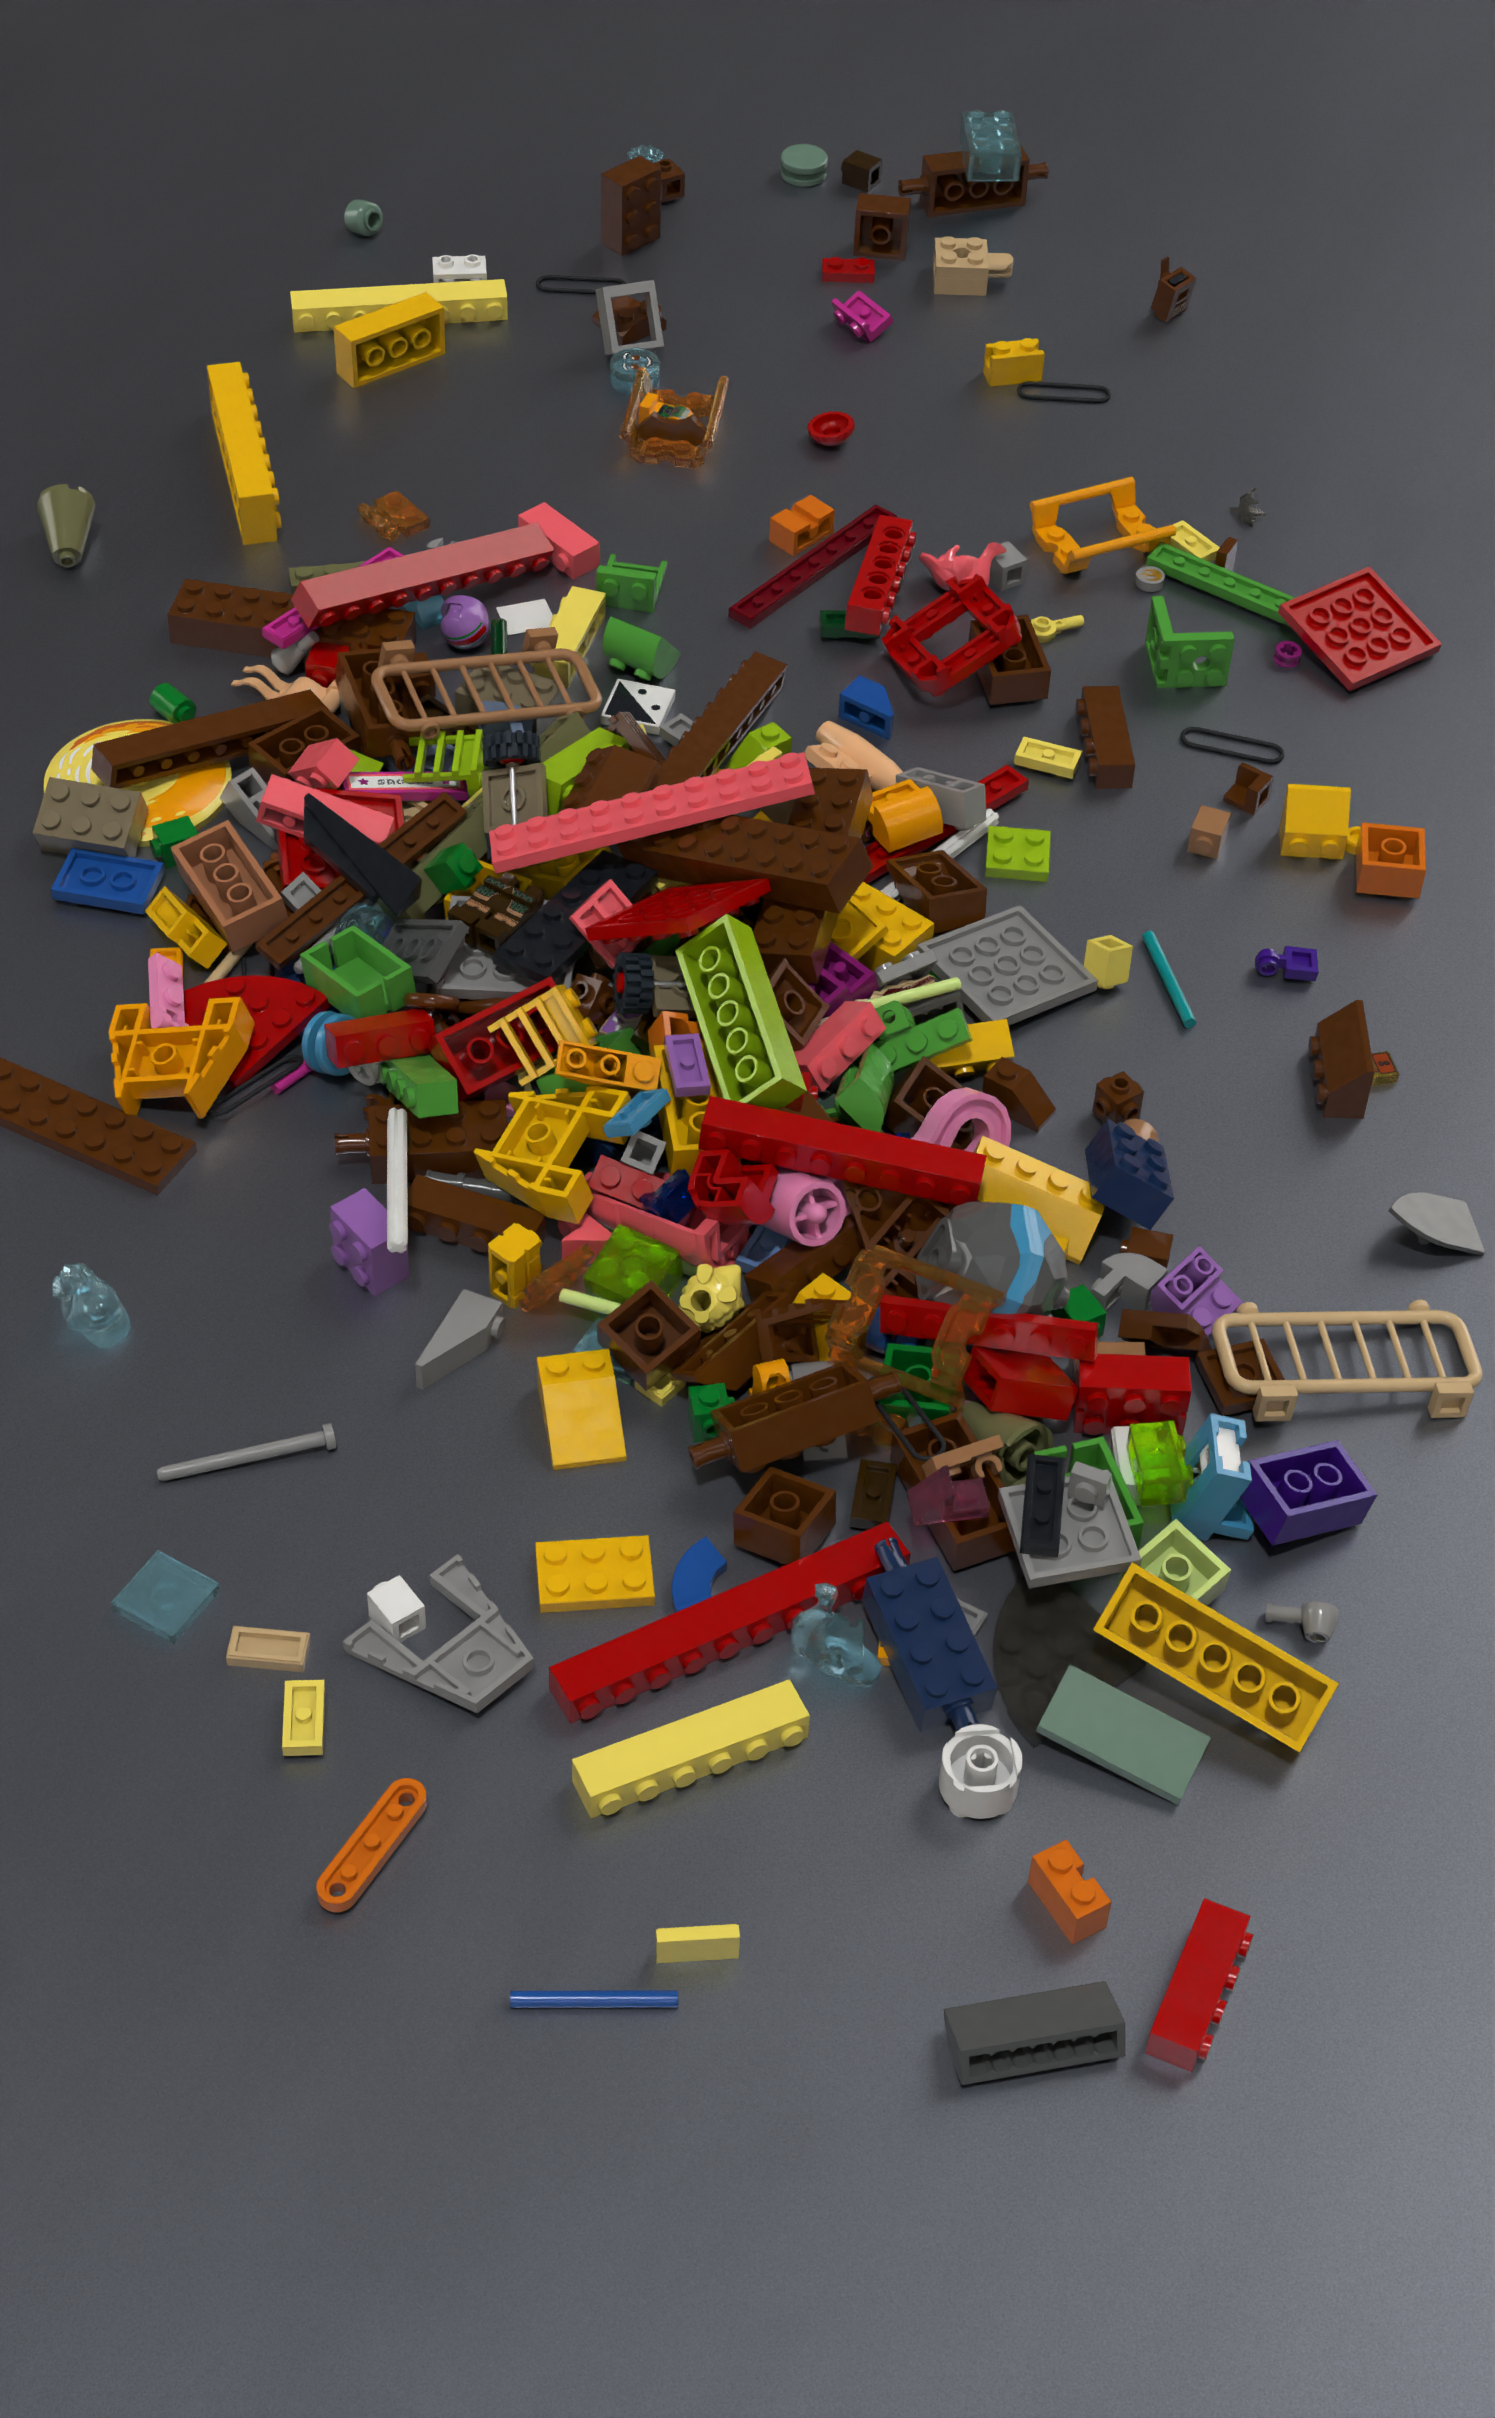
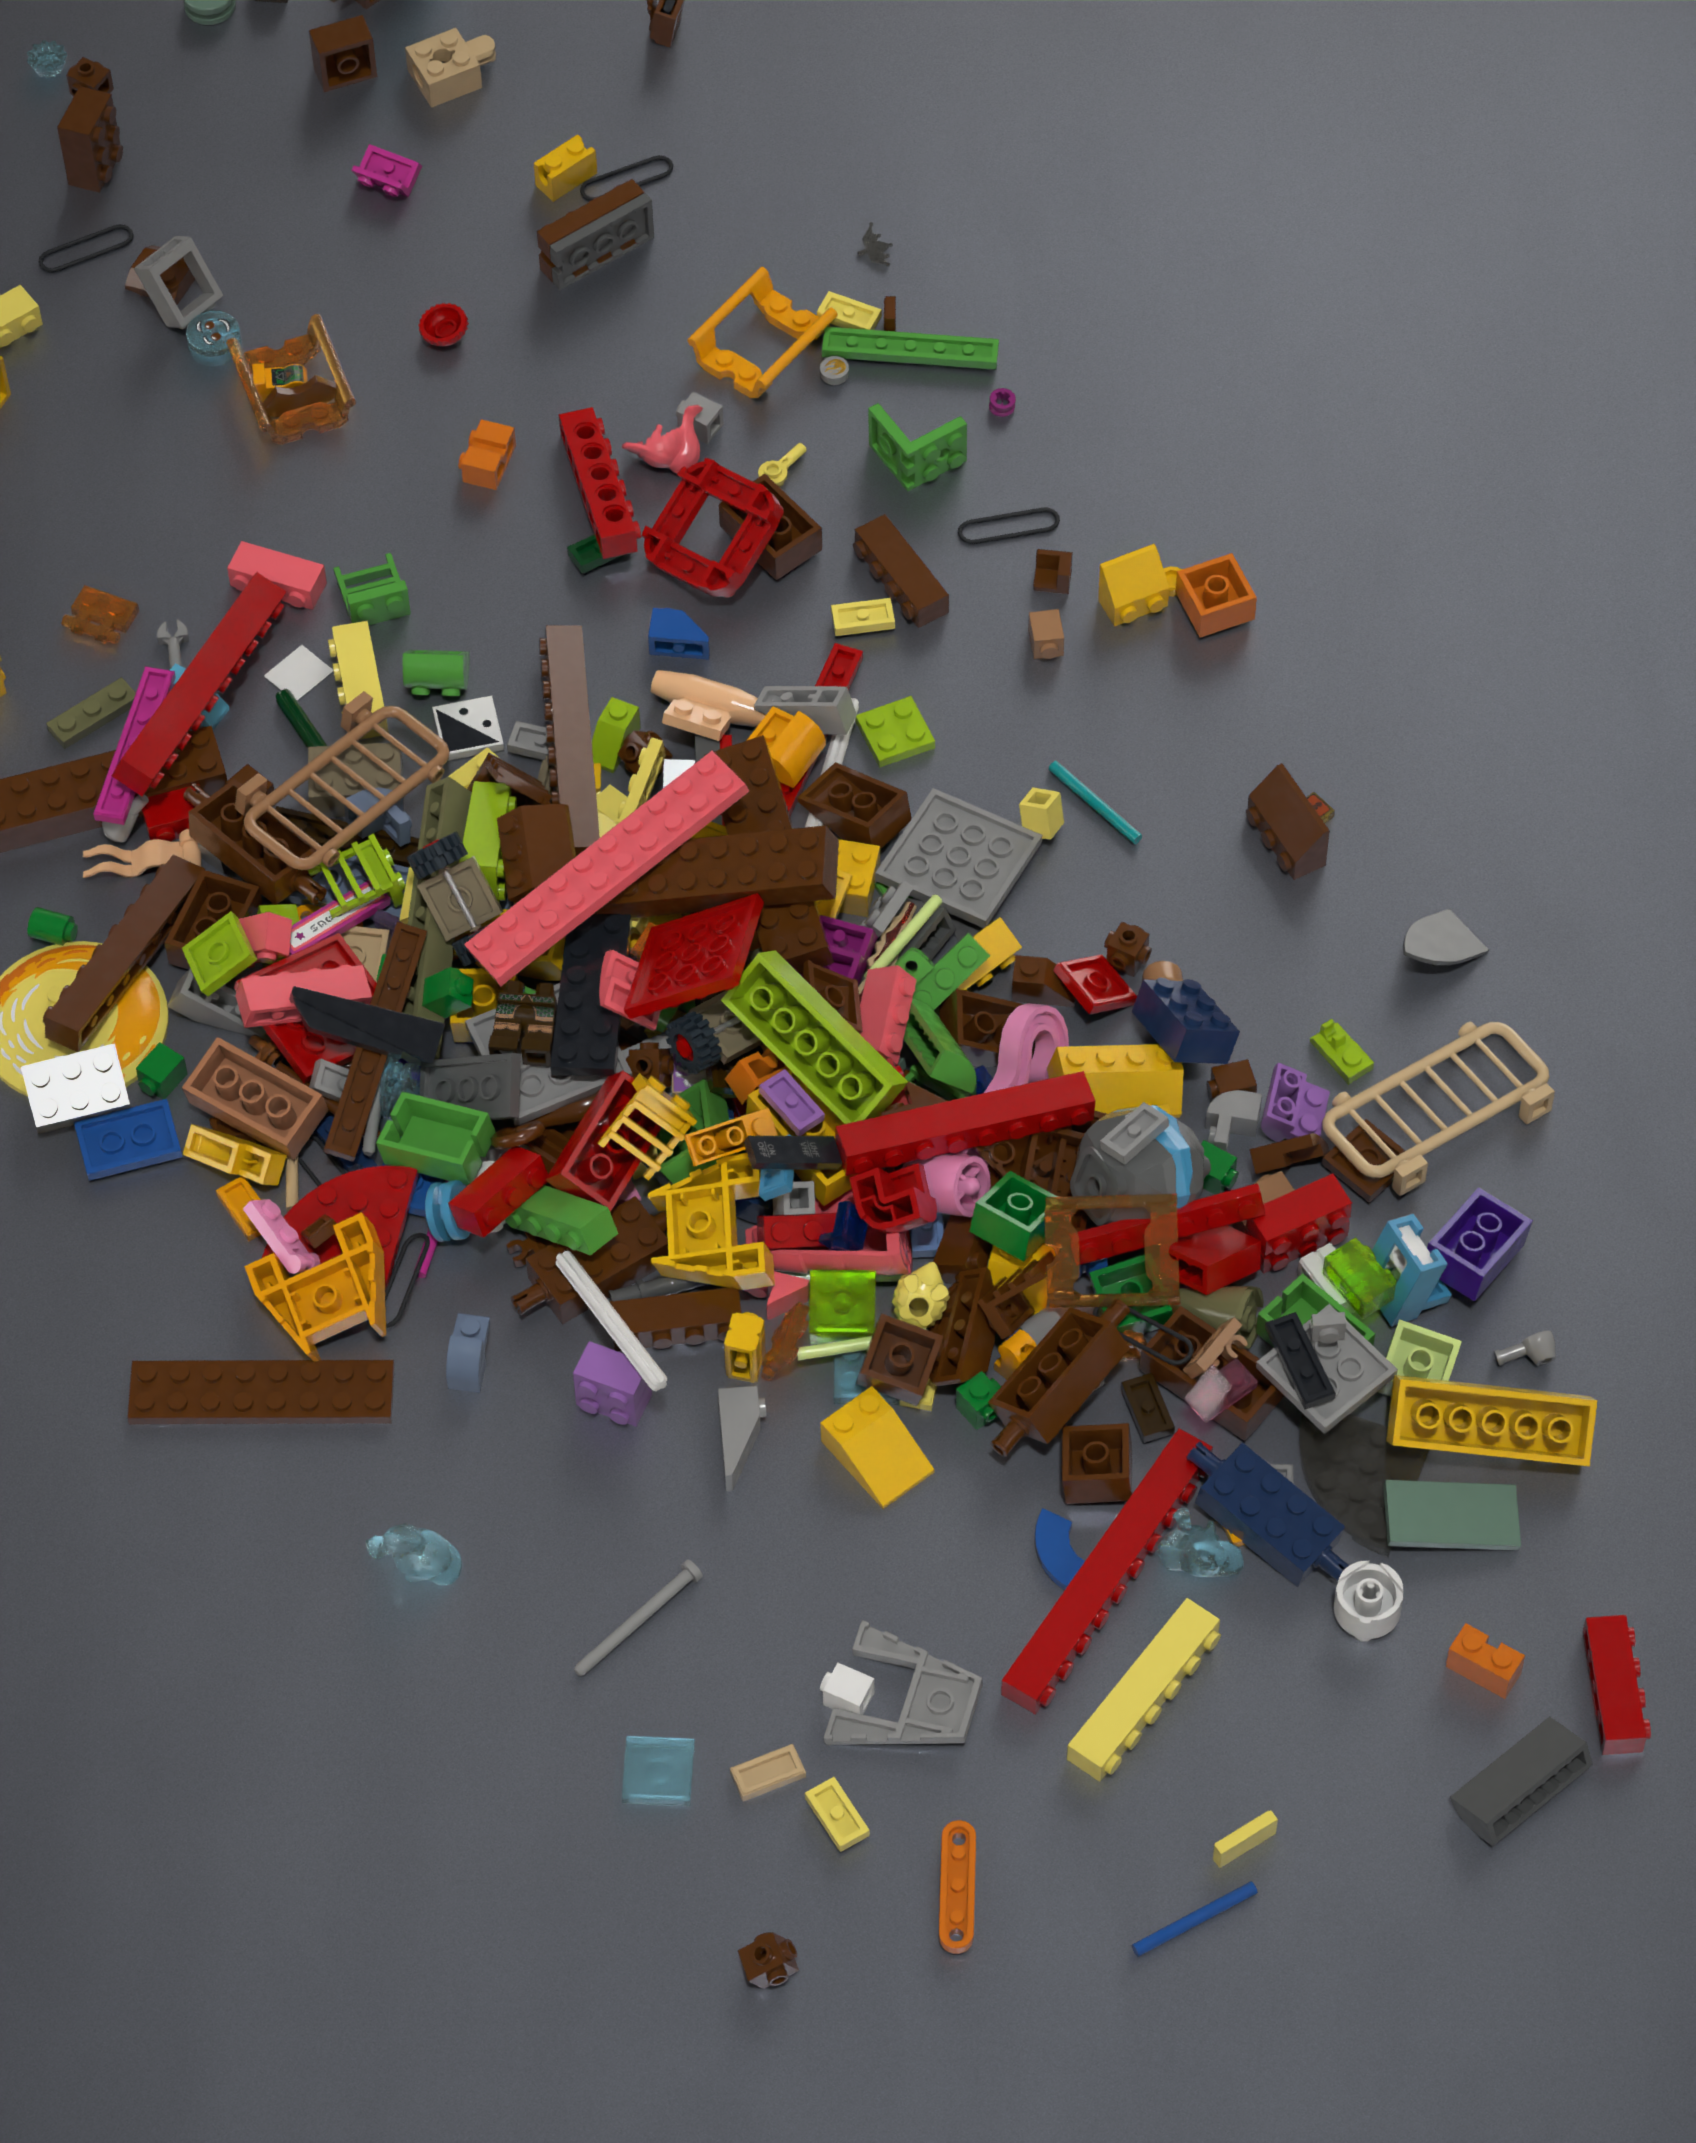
camera: 25 degrees left, 10 degrees up
(131, 1817) = (769, 1960): none -> reddish brown brick
(197, 1007) = (319, 1231): none -> reddish brown tile
(255, 1162) = (467, 1353): none -> sand blue brick
(282, 758) = (219, 954): none -> lime plate
(465, 623) = (260, 712): medium lavender helmet -> none
(594, 1574) = (975, 1582): yellow plate -> none
(654, 1101) = (793, 1152): none -> black tile
(807, 569) = (523, 495): dark red tile -> none
(828, 1252) = (1012, 1216): none -> green brick
(848, 270) = (333, 116): red plate -> none
(994, 1218) = (1134, 1133): none -> light grey plate
(1004, 409) = (595, 234): none -> dark grey piece
(1064, 1114) = (1095, 984): none -> red tile
(1278, 1275) = (1342, 1052): none -> lime plate
(1295, 962) = (1192, 736): dark purple plate -> none
(1359, 628) = (1053, 348): red plate -> none

